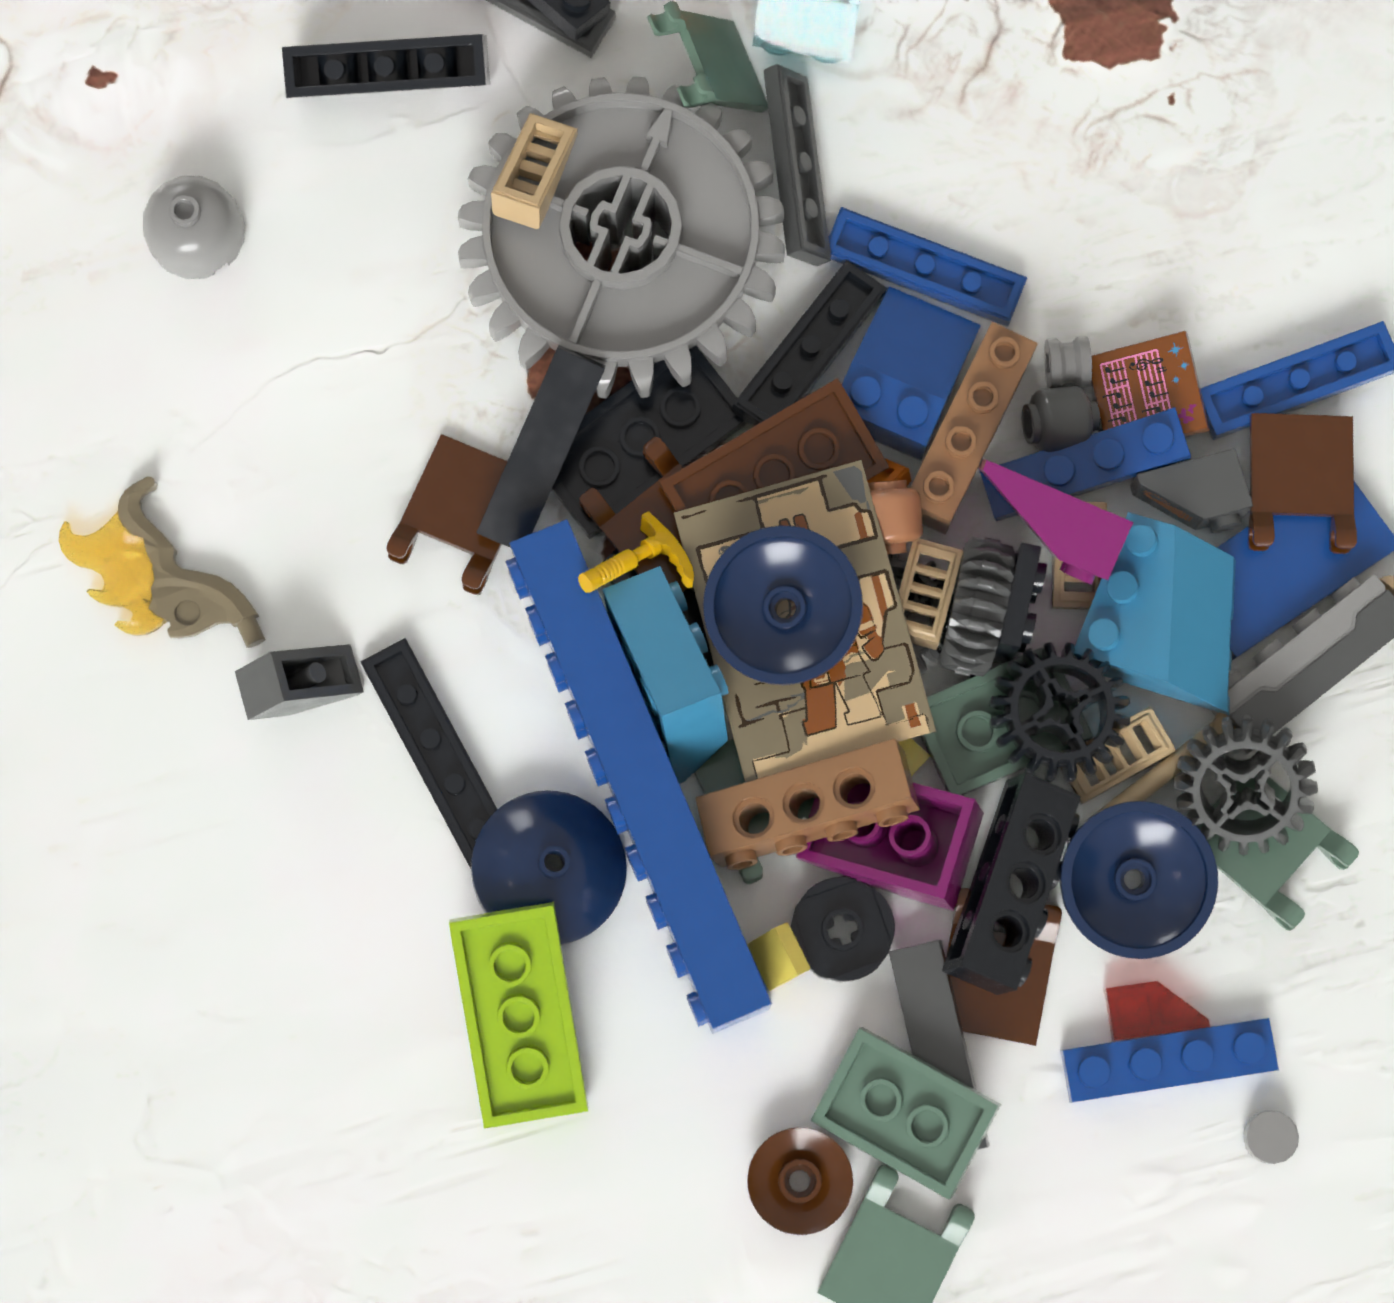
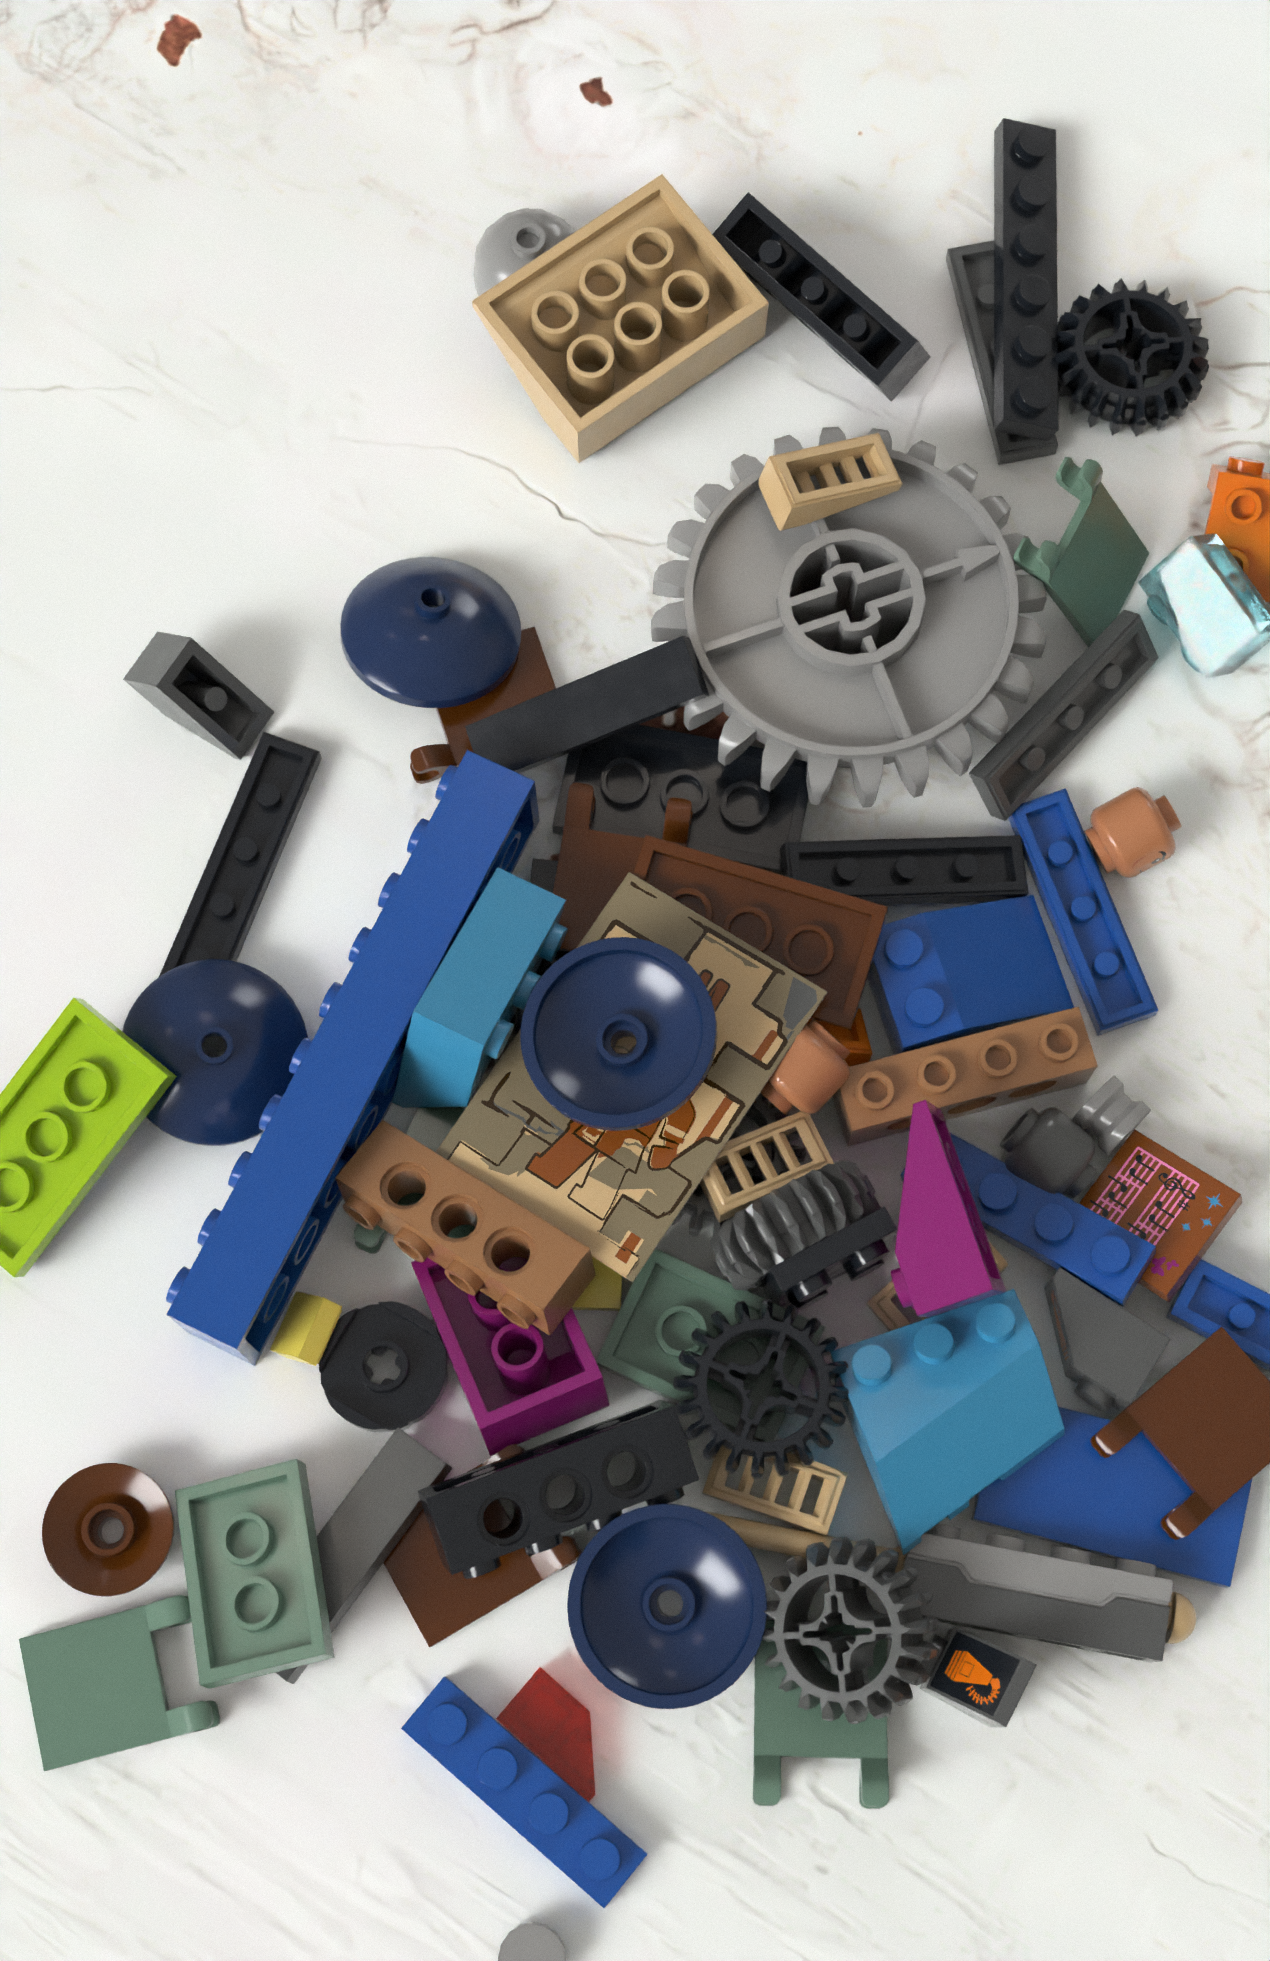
camera: 50 degrees right, 5 degrees down
(146, 580) = (181, 500): piece -> none
(287, 198) = (622, 317): none -> tan slope
(392, 523) = (427, 652): none -> dark blue dish
(659, 542) = (592, 886): yellow piece -> none
(906, 192) = (1133, 832): none -> nougat head
(1338, 732) = (977, 1677): none -> slope

